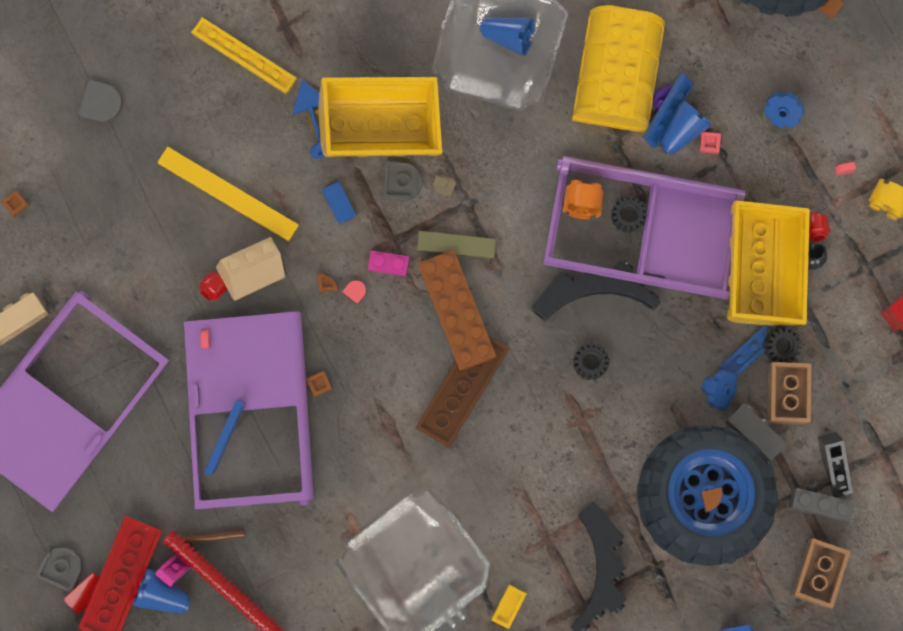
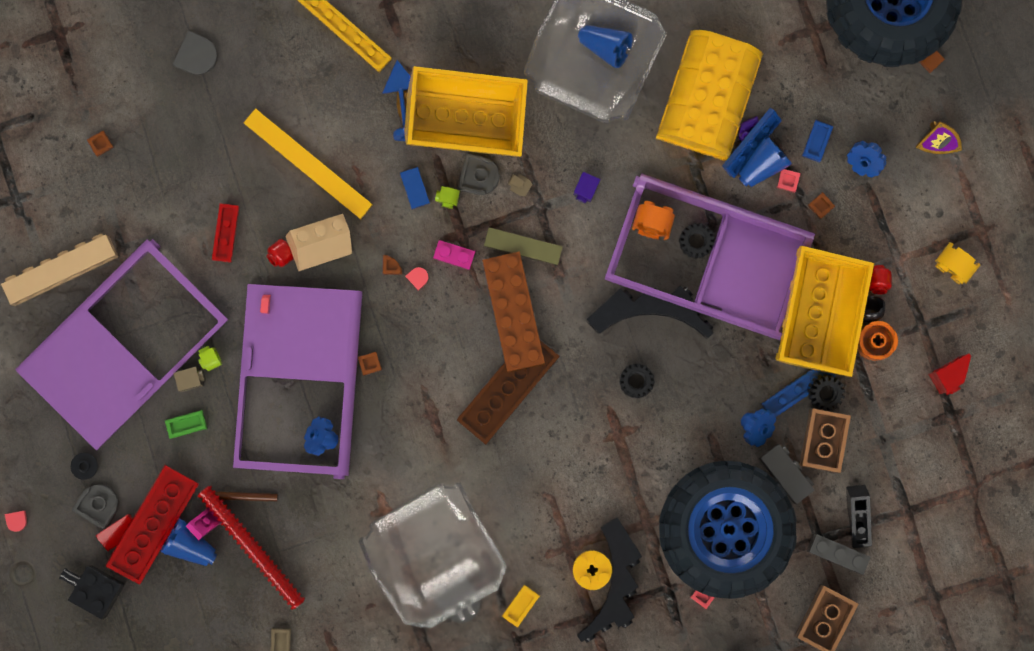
camera: 15 degrees right, 5 degrees up
(41, 530) = (84, 466): none -> black piece
(137, 426) = (189, 379): none -> dark tan brick
(140, 472) = (186, 424): none -> bright green tile
(154, 274) = (225, 233): none -> red plate
(155, 402) = (209, 358): none -> lime plate
(225, 437) = (271, 403): blue tile -> none
(279, 464) = (320, 436): none -> blue plant
(373, 206) = (448, 197): none -> lime plate
(510, 177) = (586, 188): none -> dark purple brick
(580, 548) = (601, 576): none -> yellow brick
(692, 570) = (702, 599): none -> coral tile
(711, 498) = (729, 536): dark orange tile -> none
(732, 100) = (817, 141): none -> blue tile
(746, 162) = (821, 205): none -> dark orange tile
(829, 278) = (884, 333): none -> orange brick
(846, 168) = (917, 226): coral tile -> none
(853, 81) = (940, 140): none -> shield

